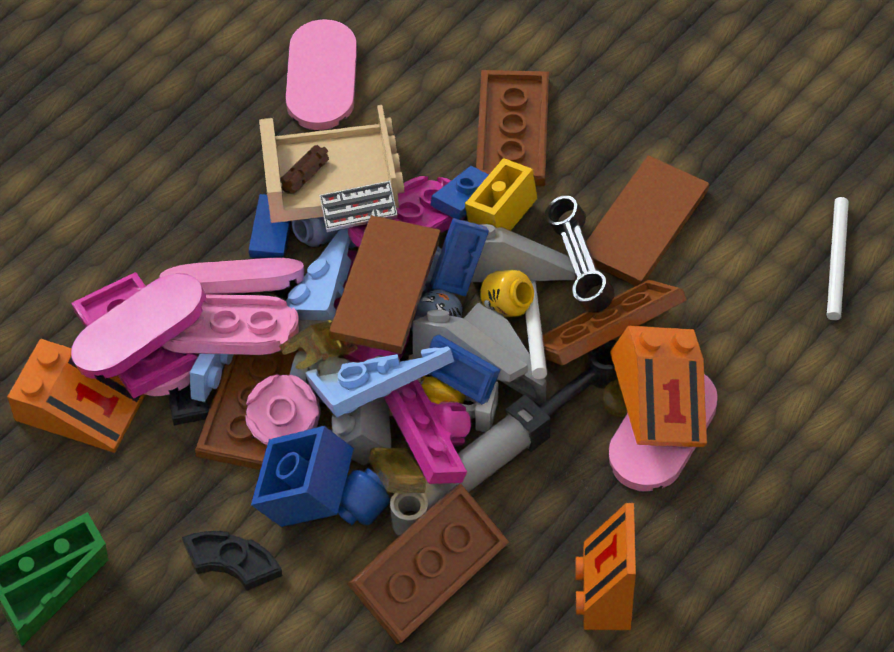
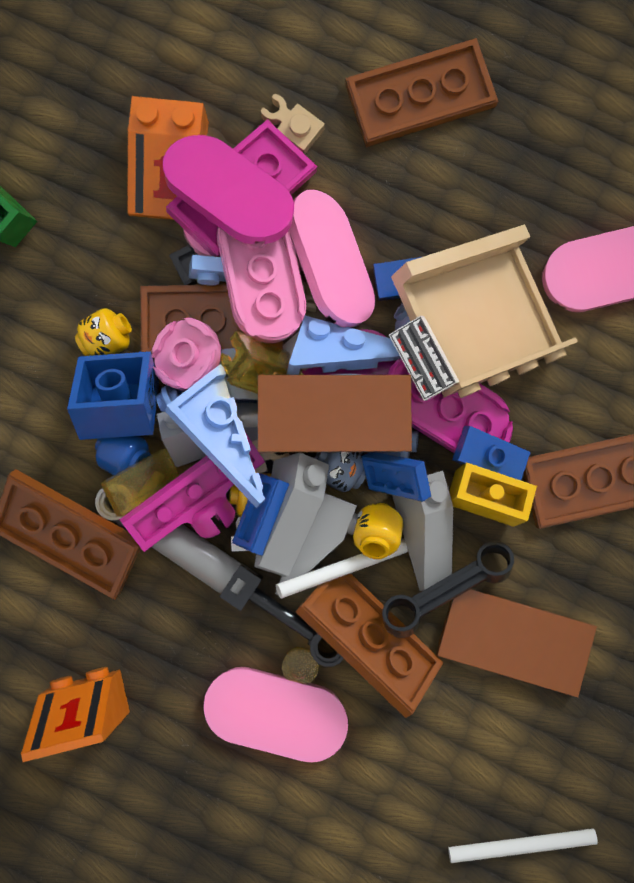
camera: 70 degrees right, 30 degrees up
(79, 284) = (296, 124): none -> tan plate
(95, 181) = (421, 92): none -> dark orange tile
(231, 555) = (45, 354): black tile -> none
(232, 488) = (103, 333): none -> yellow head
(304, 169) = (470, 288): reddish brown axle -> none
(662, 385) = (299, 714): orange slope -> none

